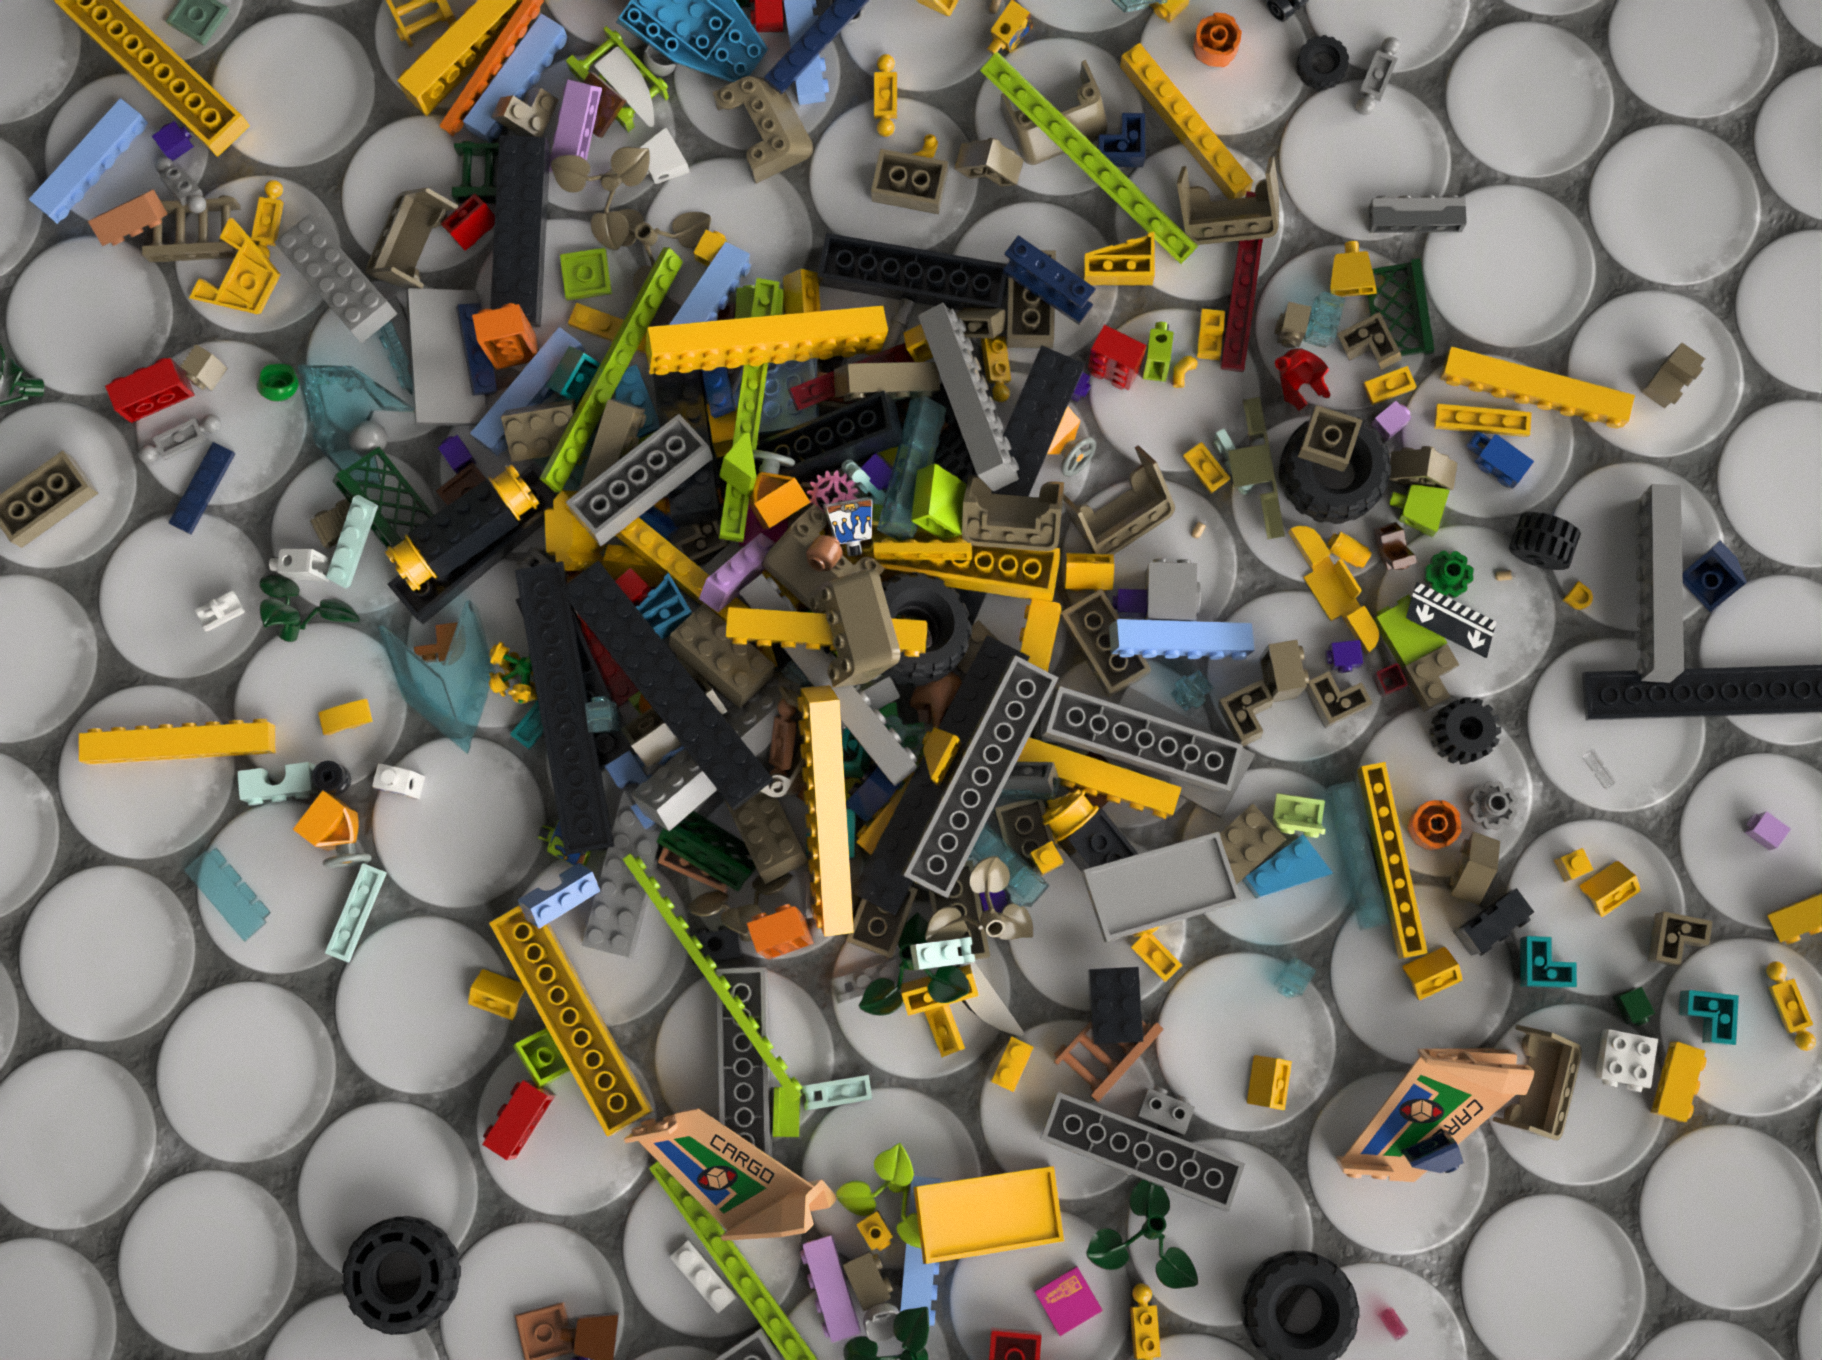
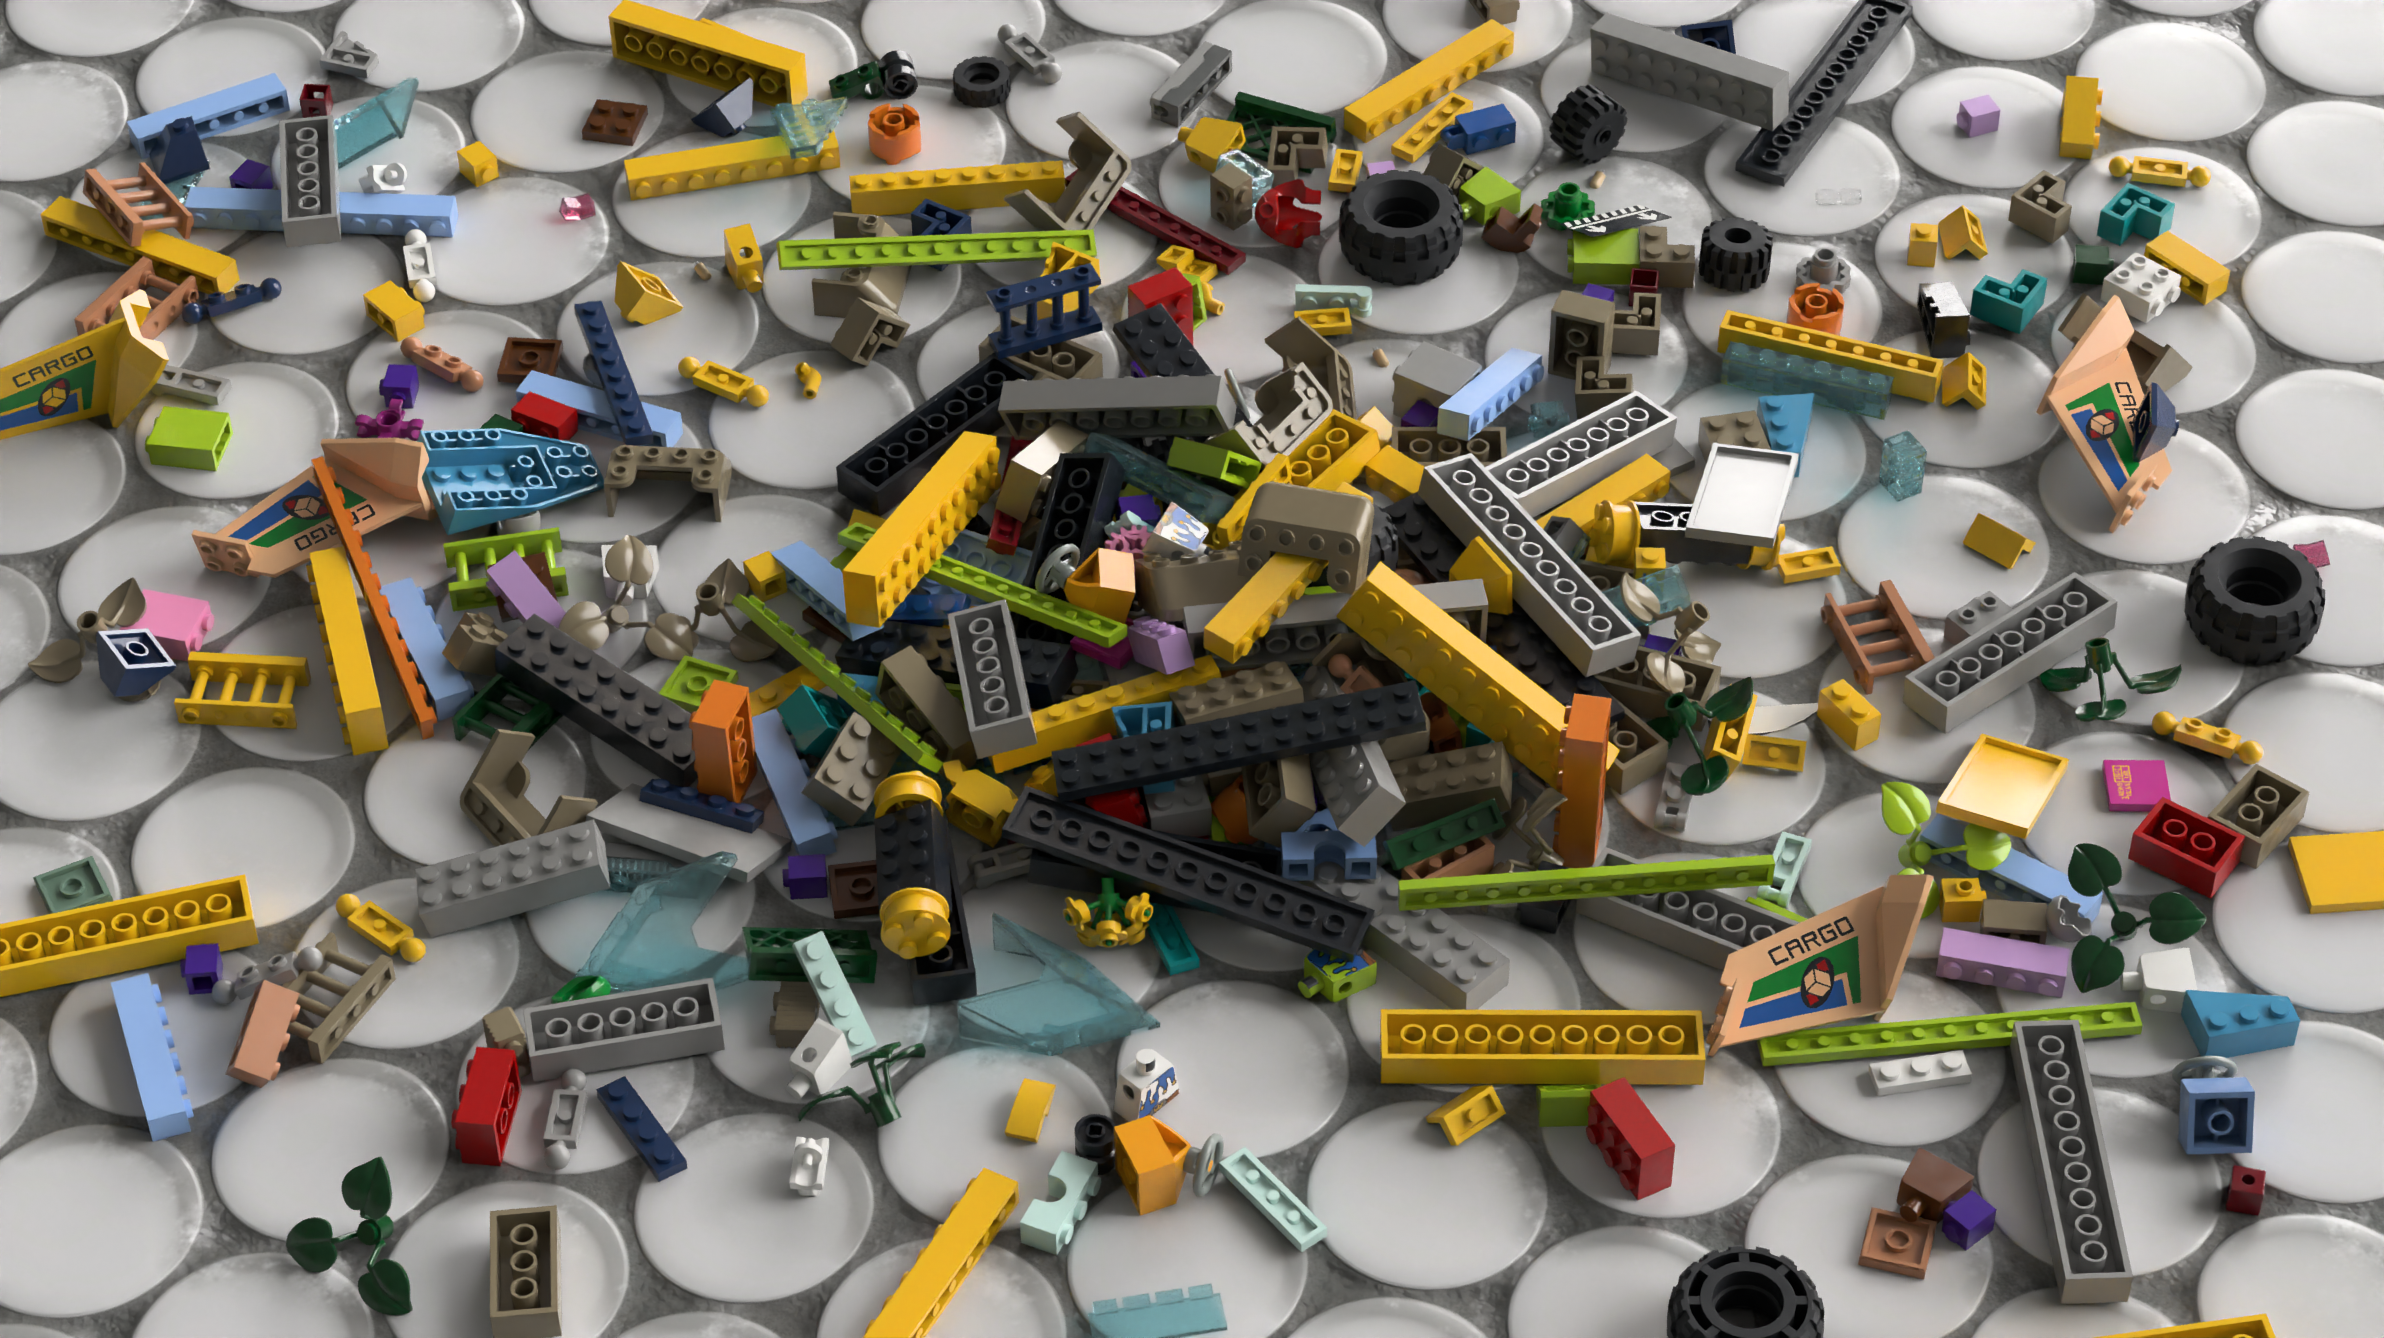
camera: 65 degrees left, 35 degrees down
(247, 280) = (436, 965): yellow wing -> none
(260, 428) = (623, 1029): none -> light grey brick
(367, 437) = (720, 943): light grey hair -> none
(444, 638) = (1015, 968): dark orange brick -> none
(469, 222) = (553, 747): red brick -> none
(544, 906) = (1401, 973): medium blue arch -> none
(601, 715) = (1226, 829): clear light blue brick -> none
(628, 82) = (491, 555): white sticker -> none
(739, 466) = (1052, 581): lime slope -> none
(824, 553) = (1203, 545): nougat head -> none
(909, 181) = (835, 395): dark tan brick -> none
(917, 344) = (1020, 433): yellow brick -> none
(941, 953) = (1696, 682): light aqua plate -> none
(1115, 1005) = (1842, 592): black brick -> none
(1255, 466) = (1354, 278): olive piece -> none
(1298, 814) = (1737, 396): yellowish green bracket -> none
(1330, 438) = (1377, 187): dark tan brick -> none
(1335, 587) = (1516, 286): yellow piece -> none
(1349, 549) = (1488, 262): yellow head -> none
(1477, 868) = (1883, 301): dark tan brick -> none
(1579, 596) = (1657, 142): yellow tile -> none

